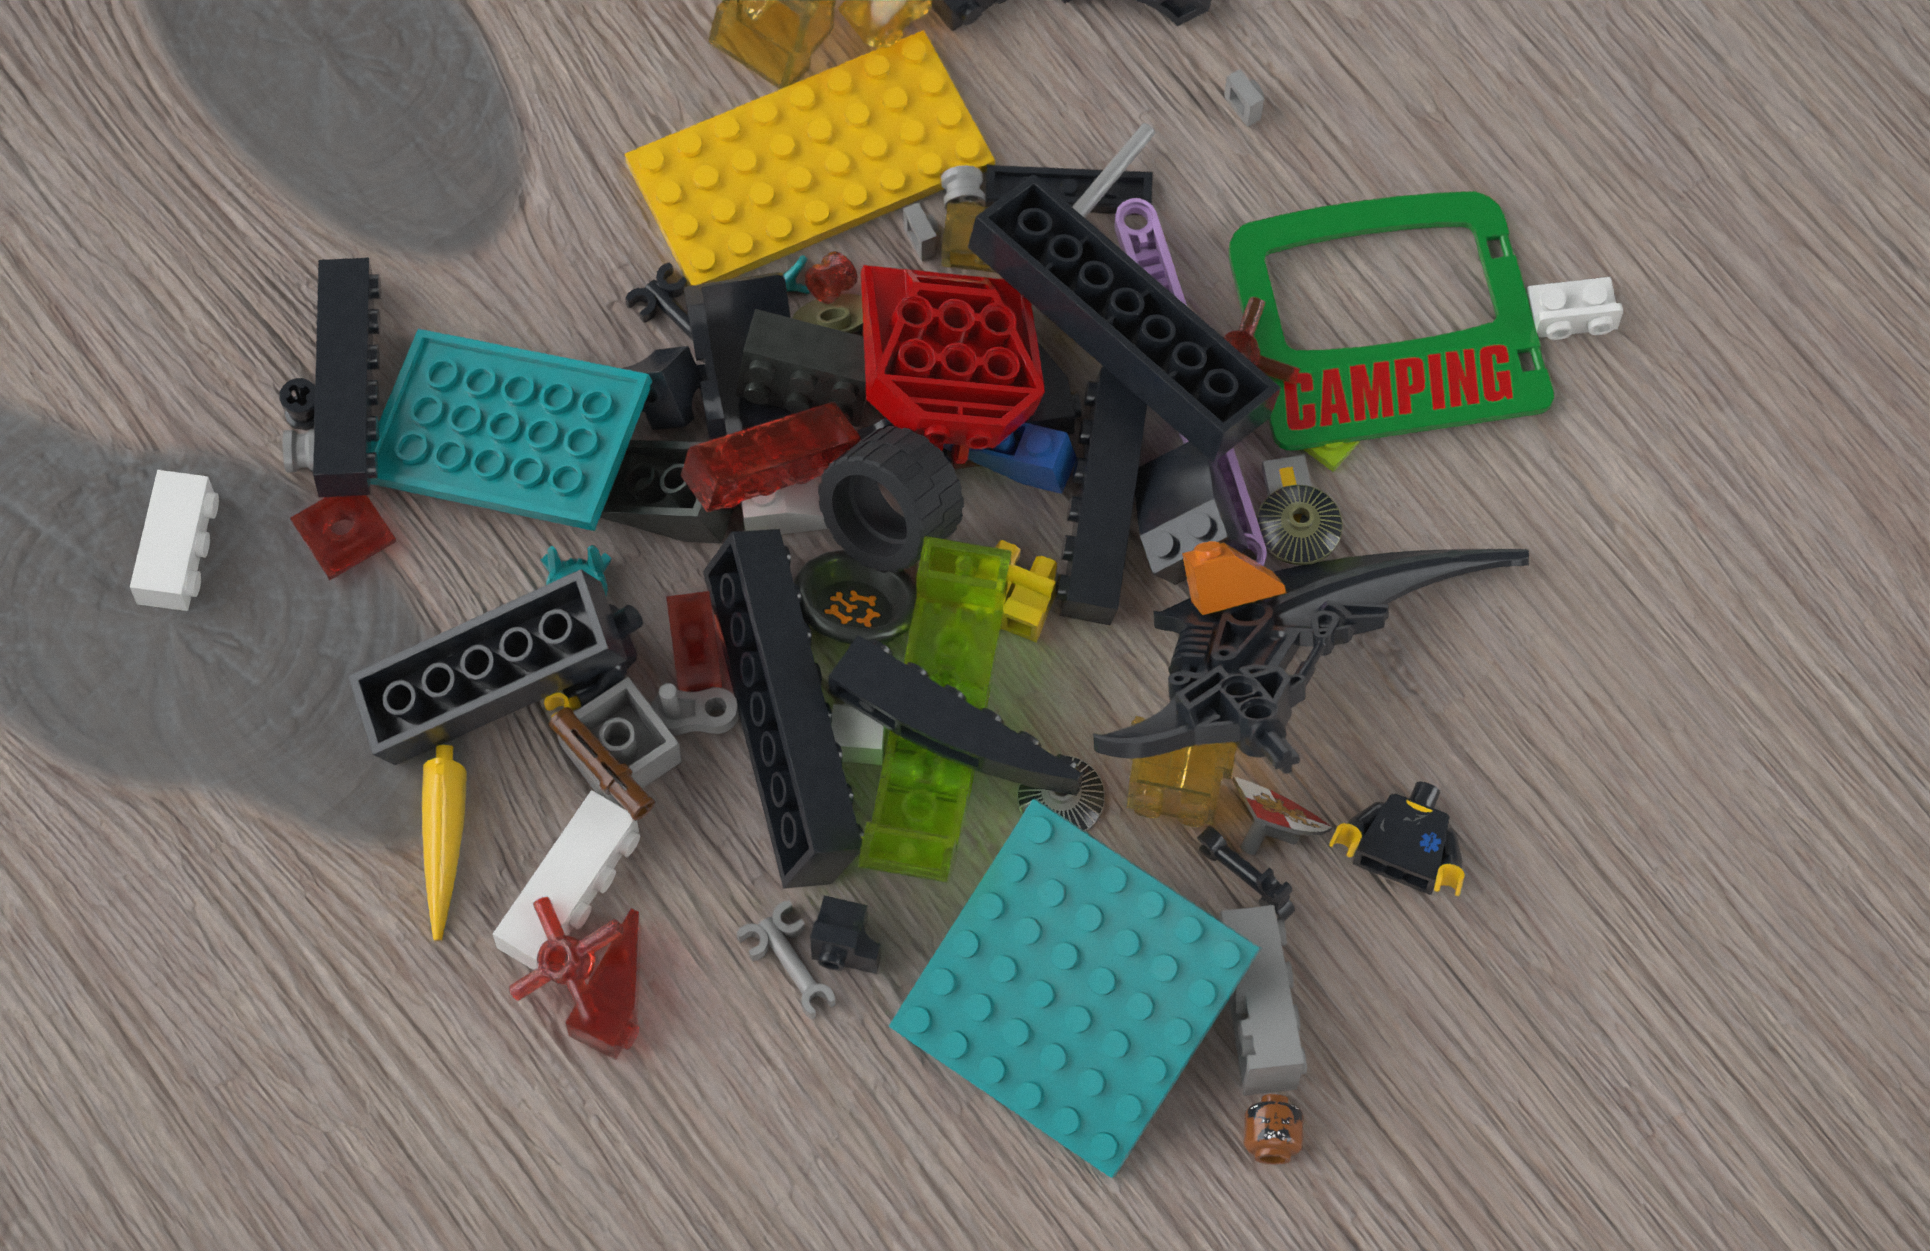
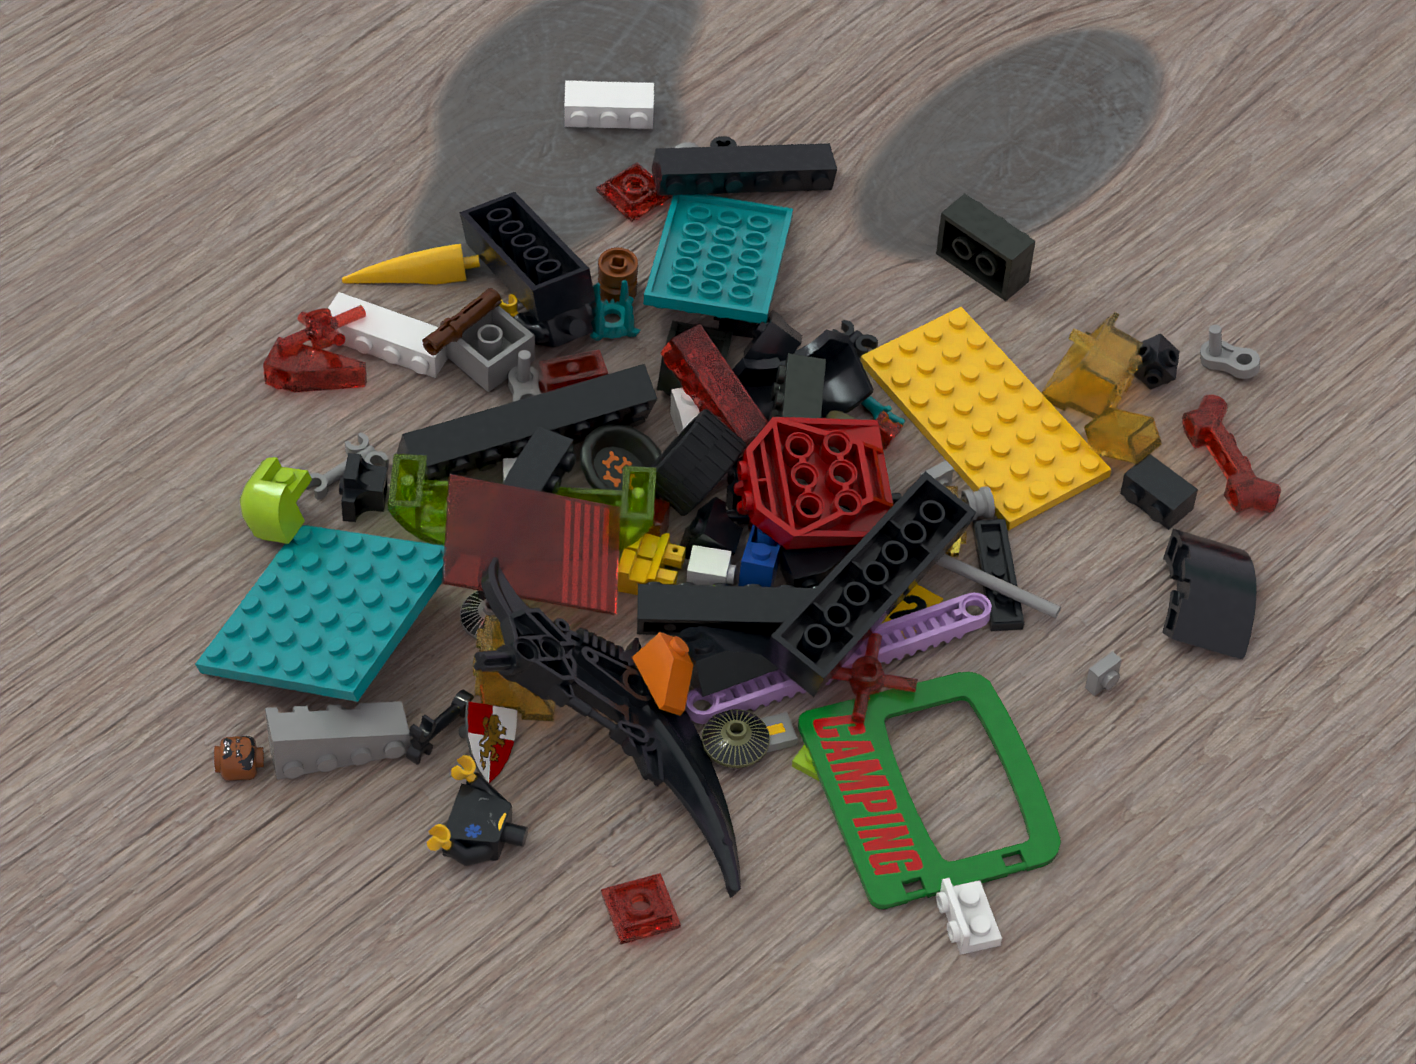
camera: 80 degrees right, 15 degrees down
(512, 564) = (613, 268): none -> dark orange wheel
(543, 99) = (985, 247): none -> pearl dark grey brick
(864, 1048) = (271, 500): none -> lime brick
(986, 508) = (712, 529): none -> black brick
(1024, 709) = (545, 543): none -> clear red piece
(1034, 518) = (710, 566): none -> white brick
(1530, 690) = (638, 924): none -> clear red piece

